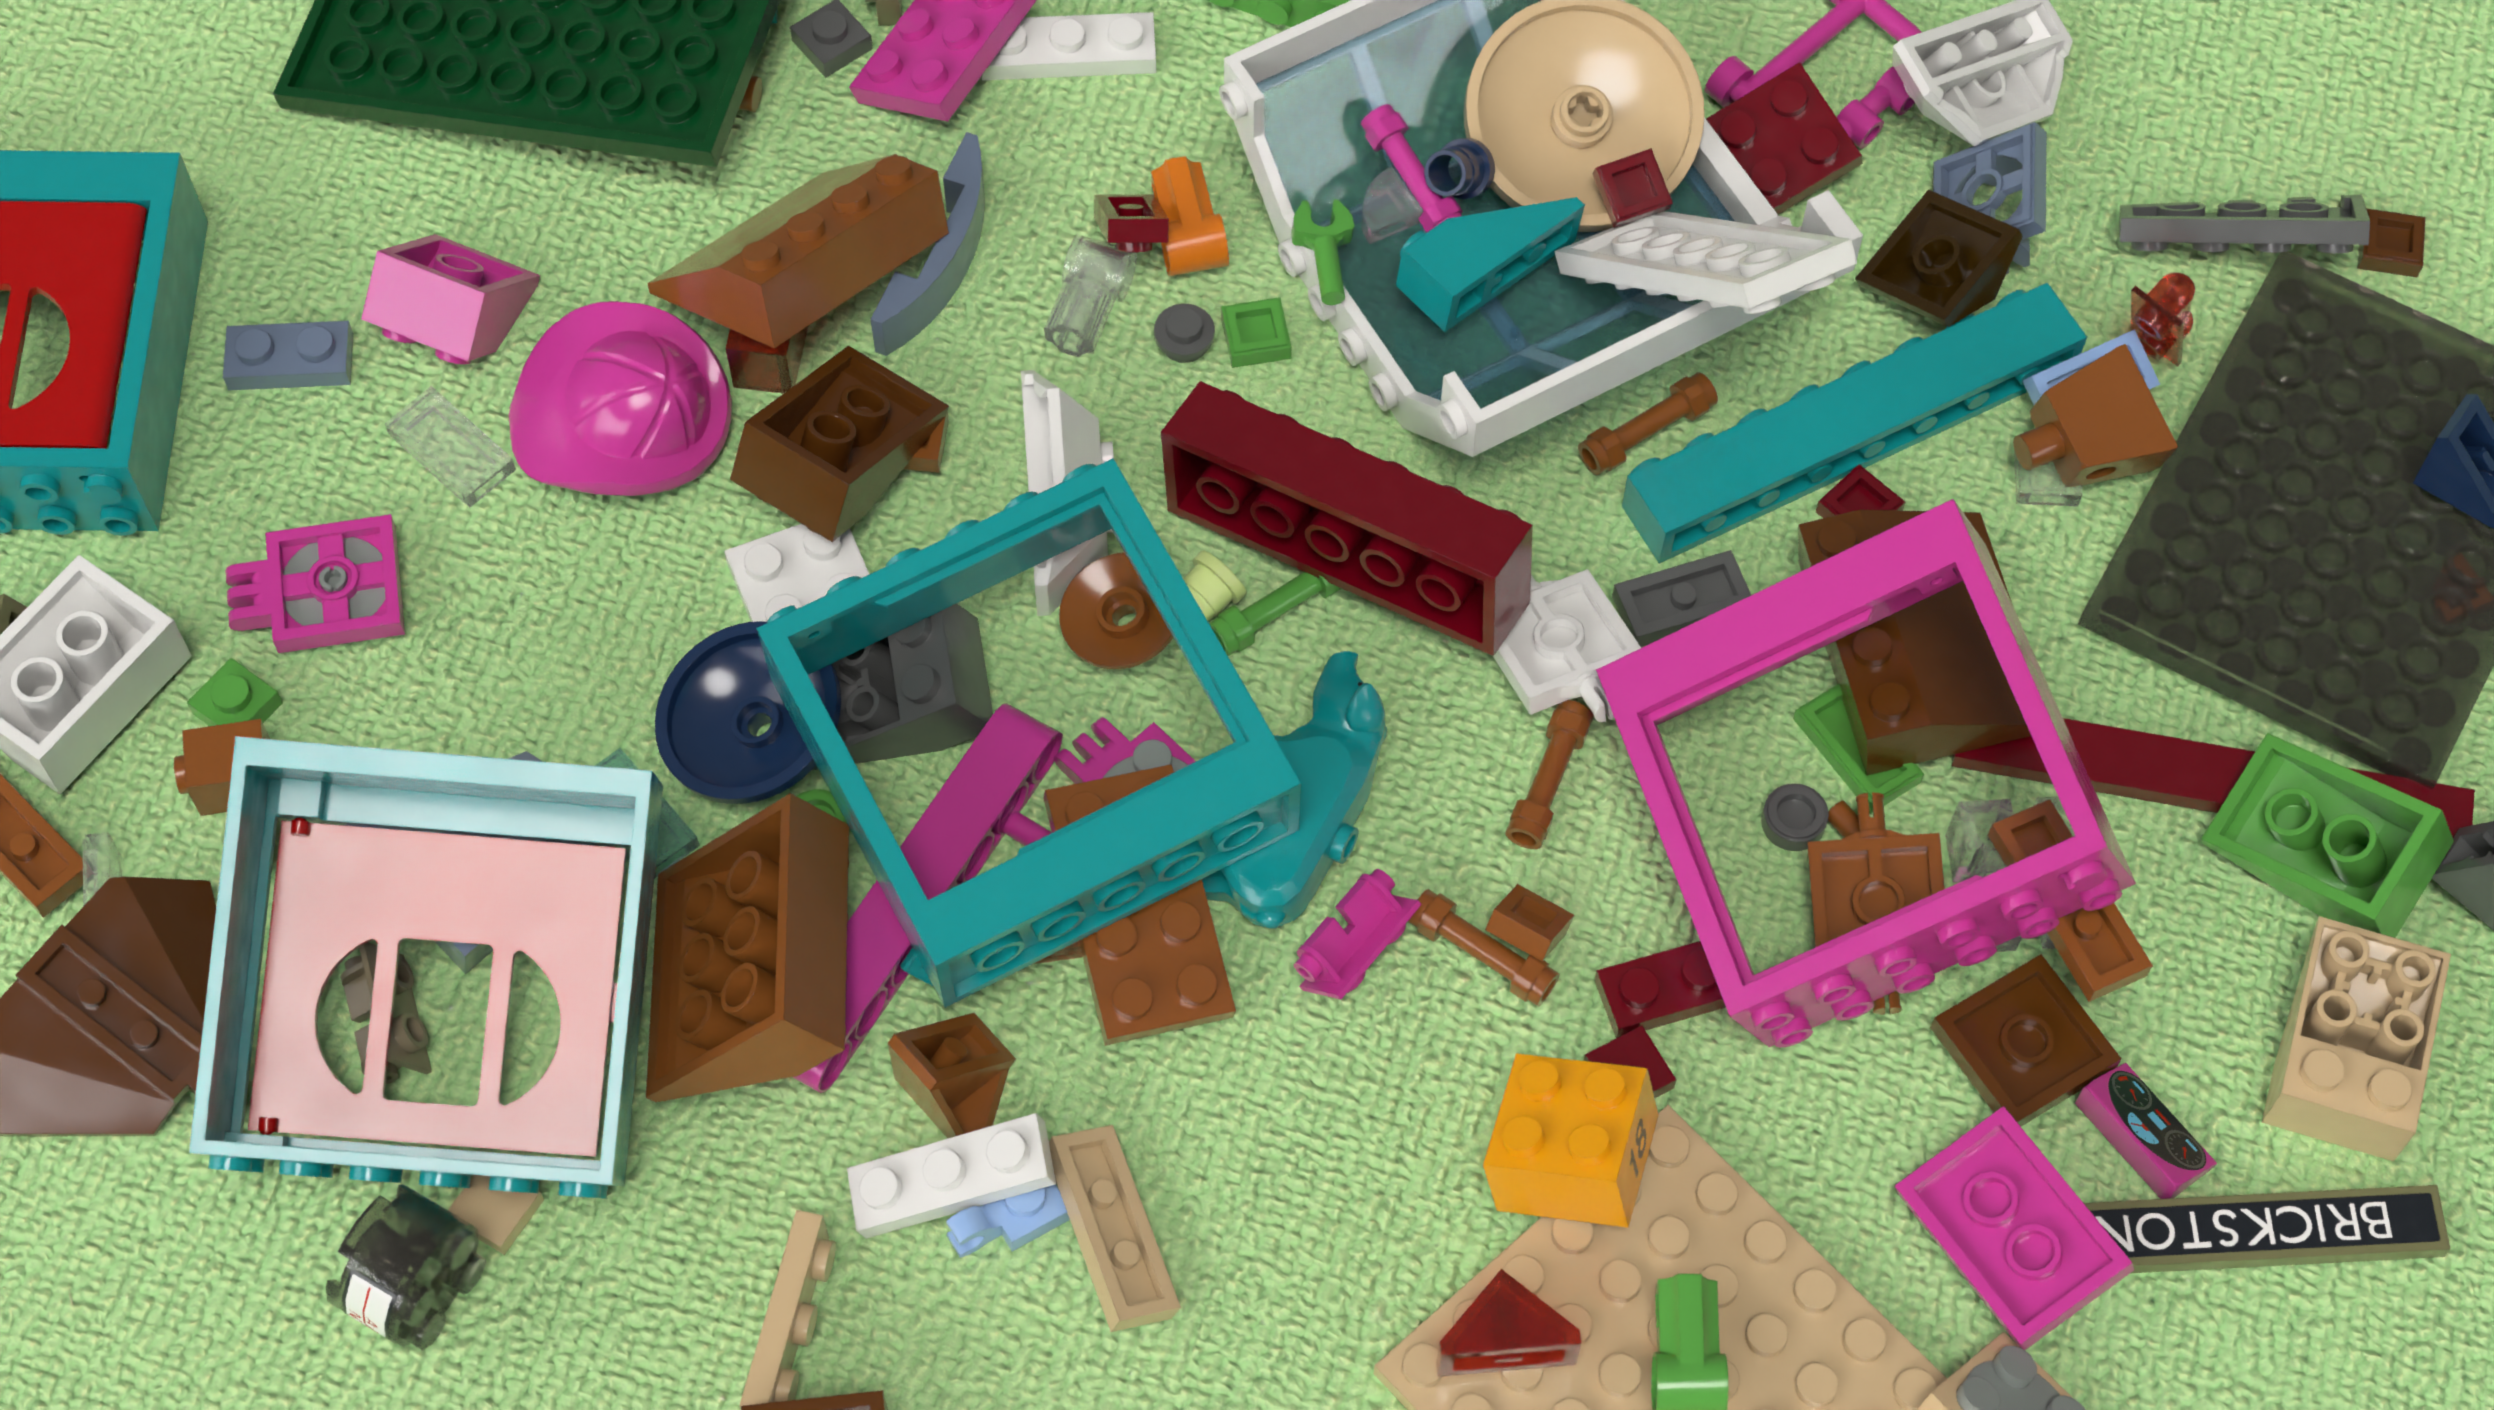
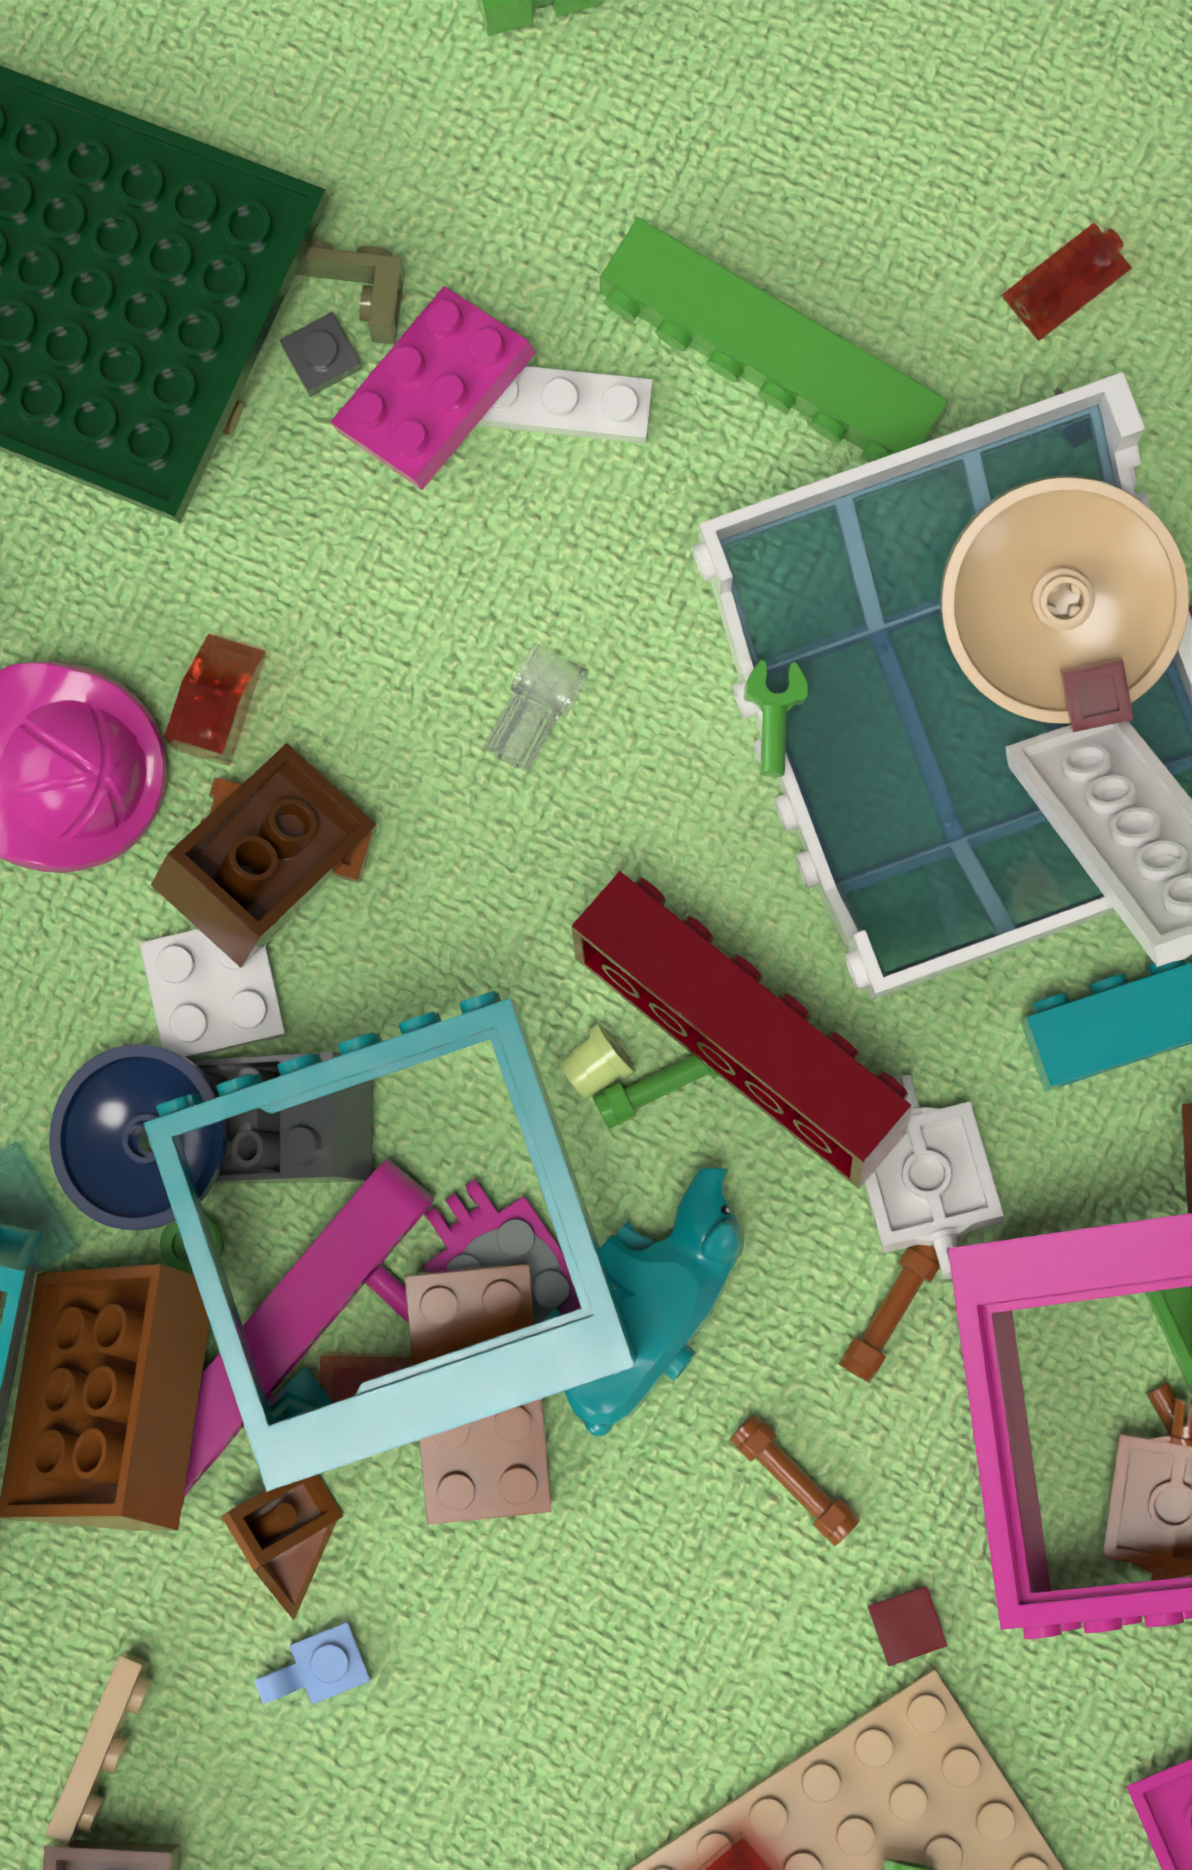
camera: 15 degrees right, 20 degrees up
(811, 249) = (255, 636): dark orange slope -> none
(914, 303) = (352, 696): sand blue slope -> none
(951, 1176) = (265, 1636): white plate -> none
(1057, 441) = (478, 918): white wedge -> none
(1095, 605) = (481, 1088): dark orange dish -> none
(1112, 1229) = (404, 1707): tan plate -> none
(1131, 221) = (587, 640): dark red plate -> none
(1184, 332) = (623, 764): dark grey plate -> none
(1195, 233) = (647, 651): orange piece -> none
(1256, 332) = (695, 772): bright green tile -> none
(1337, 958) = (661, 1473): dark pink hinge -> none
(1386, 131) = (897, 693): dark pink bar -> none
(1388, 207) = (846, 672): clear tile -> none
(1476, 168) = (924, 650): dark blue piece -> none
(1482, 255) = (919, 752): teal slope -> none
(1529, 922) = (842, 1465): dark orange tile -> none
(1571, 1140) = (834, 1706): light orange brick -> none
(1658, 989) = (943, 1548): dark red plate -> none
(1679, 596) = (1057, 1145): dark grey plate -> none
(1689, 399) = (1016, 965): dark orange bar -> none
(1794, 817) = (1117, 1390): dark grey tile -> none

